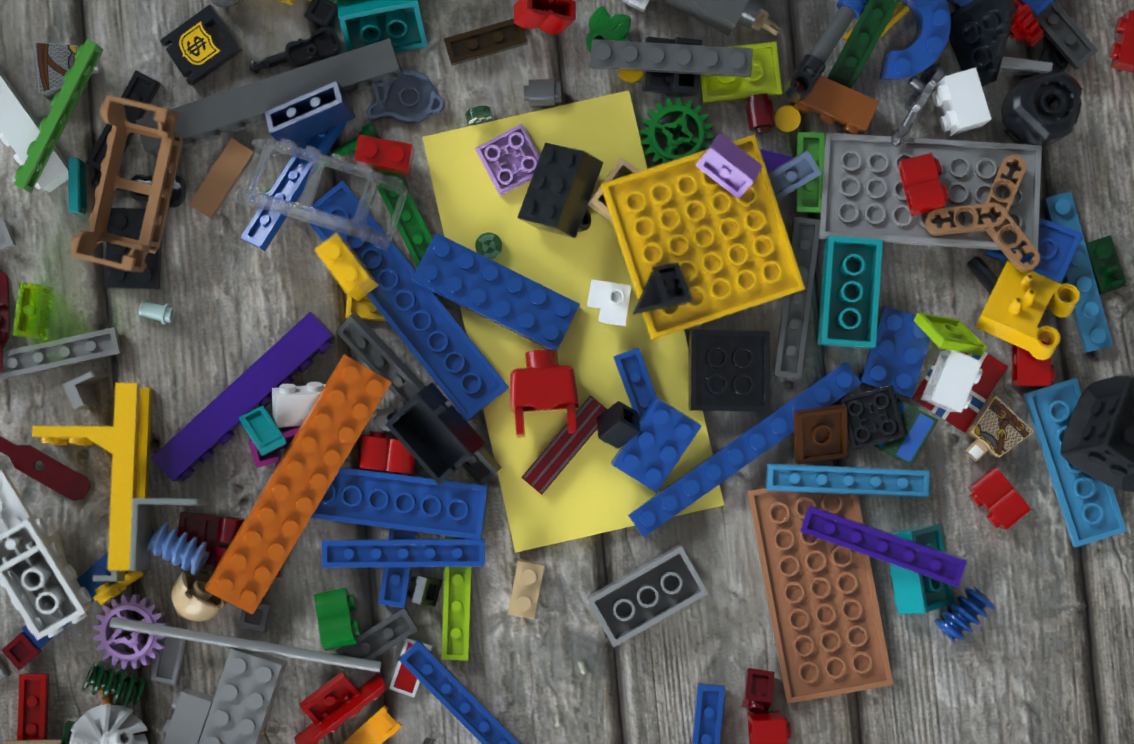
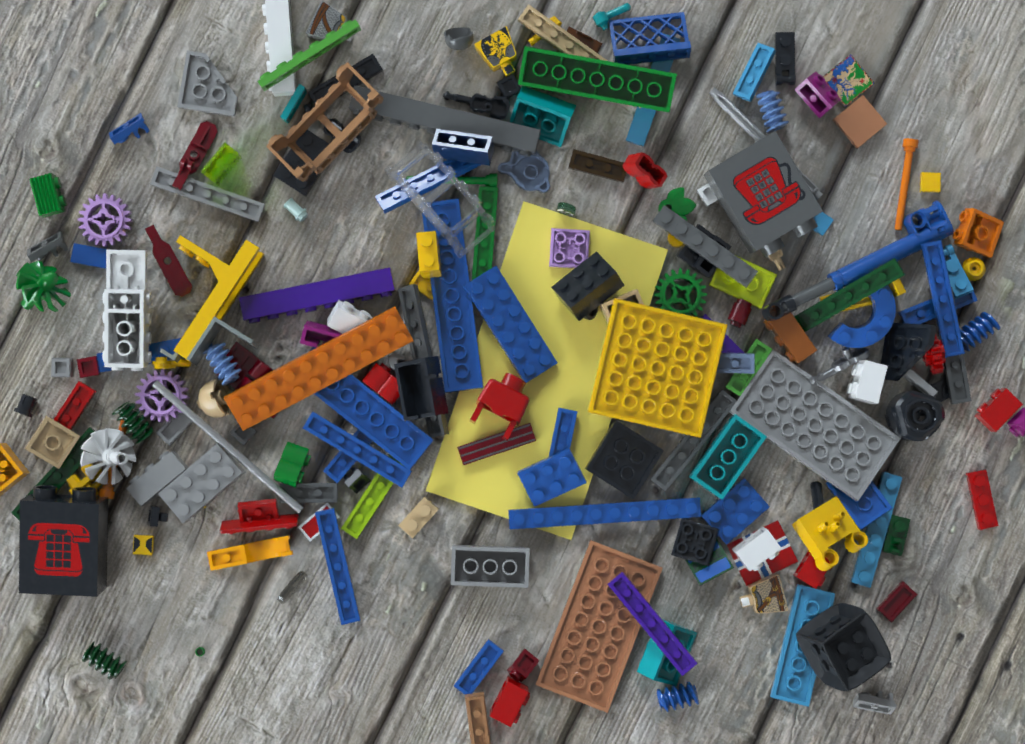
camera: 25 degrees right, 0 degrees up
(79, 390) = (220, 229): light grey panel -> none
(196, 49) = (418, 62): black container -> none
(221, 178) = (385, 152): medium nougat tile -> none
(262, 430) = (317, 322): teal tile -> none
(385, 154) = (493, 199): red brick -> none
(488, 245) = (523, 293): clear green tile -> none
(542, 92) = (614, 219): dark grey brick -> none
(611, 300) = (578, 372): white brick -> none
(618, 425) = (536, 451): black brick -> none
(664, 289) = (613, 385): black slope -> none
(729, 166) = (699, 334): medium lavender panel -> none
(787, 119) = (754, 326): yellow tile -> none
(820, 434) = (656, 532): reddish brown tile -> none
(848, 480) = (656, 571): dark azure tile -> none
(922, 184) = (812, 417): red brick -> none
(950, 333) = (773, 519): lime tile -> none
(998, 498) = (742, 639): red brick -> none
(1002, 223) = (846, 471): medium nougat piece -> none

